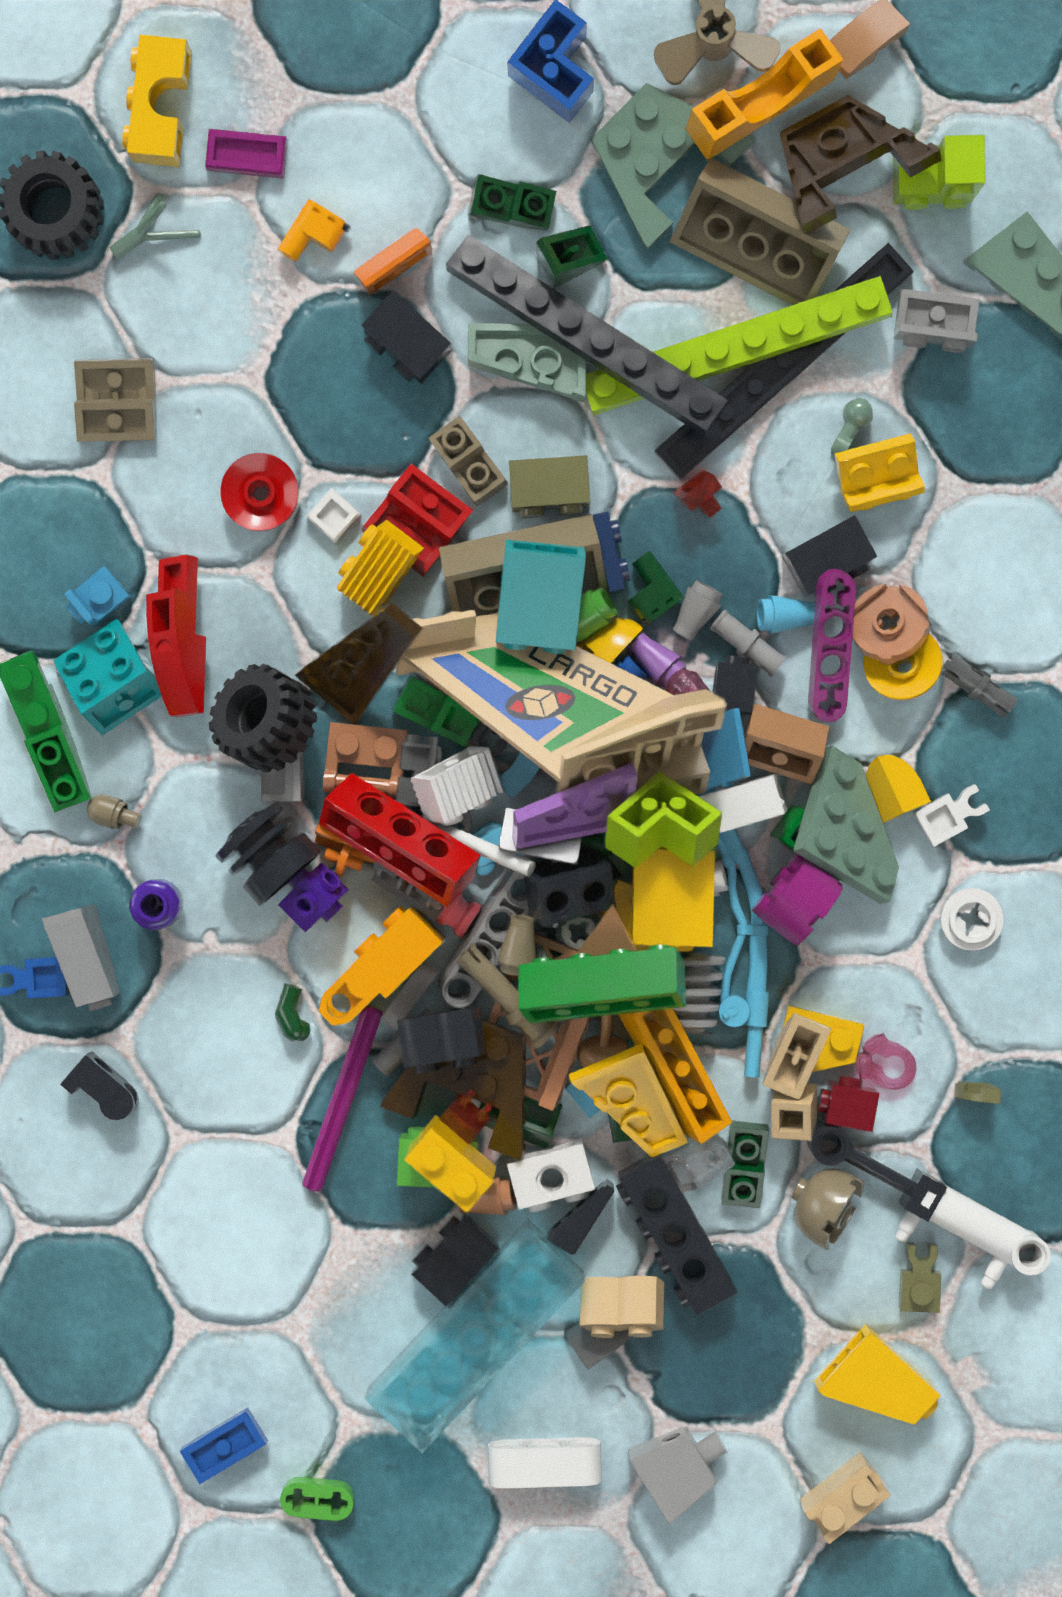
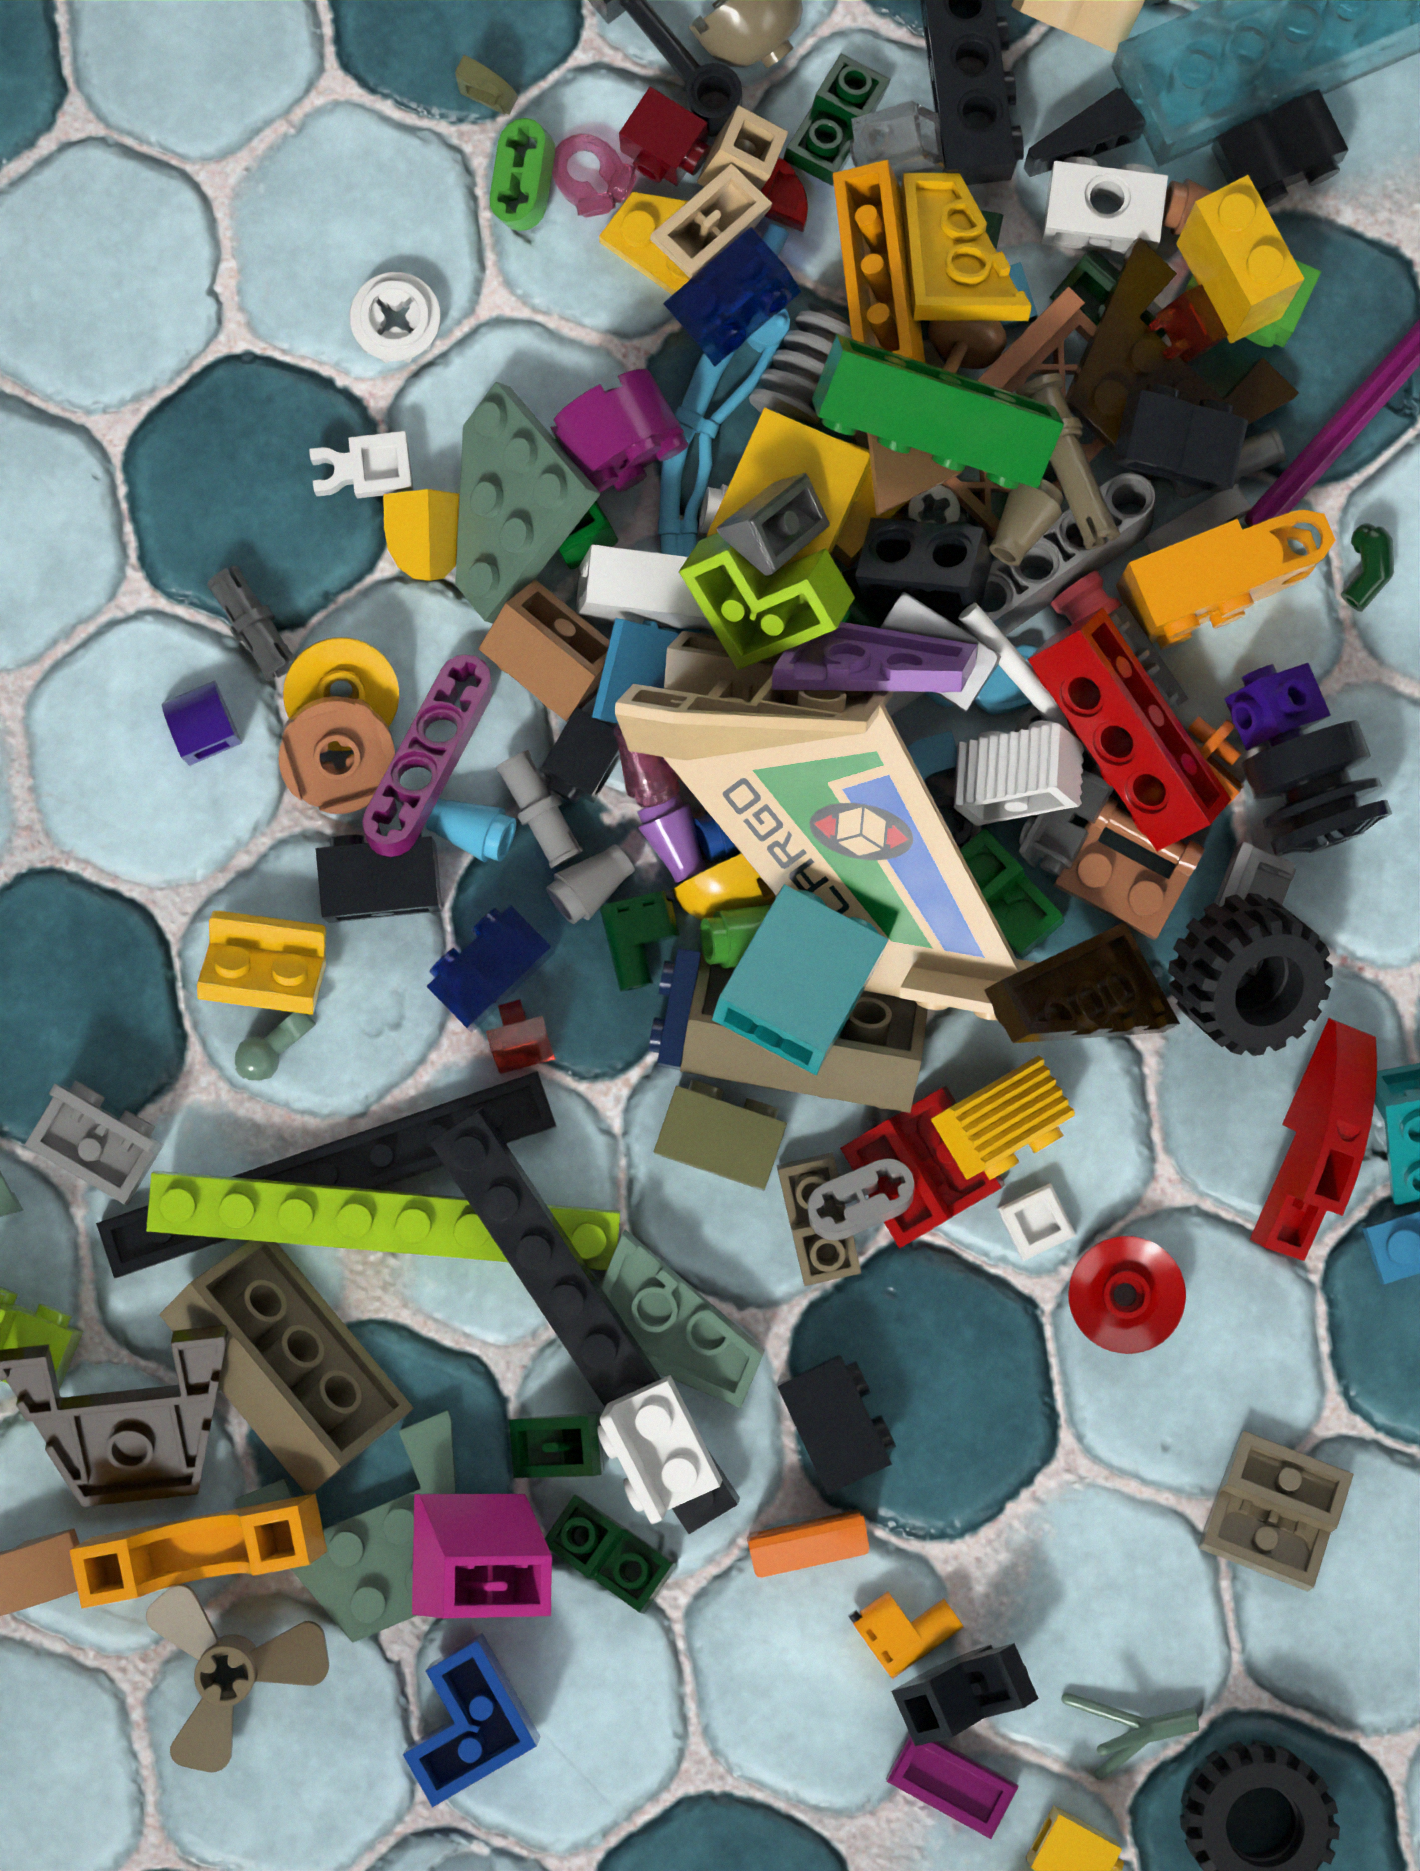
camera: 155 degrees left, 5 degrees down
(262, 207) = (964, 1692): none -> black brick
(439, 473) = (856, 1186): none -> light grey beam
(508, 272) = (657, 1448): none -> white bracket
(590, 162) = (479, 1557): none -> dark pink slope
(674, 869) = (776, 523): none -> flat silver slope
(736, 527) = (489, 967): none -> clear blue brick
(756, 1099) = (787, 197): none -> red tile
(762, 1014) = (732, 296): none -> clear blue brick
(930, 1044) = (526, 174): none -> bright green beam
(984, 609) = (200, 723): none -> dark purple brick

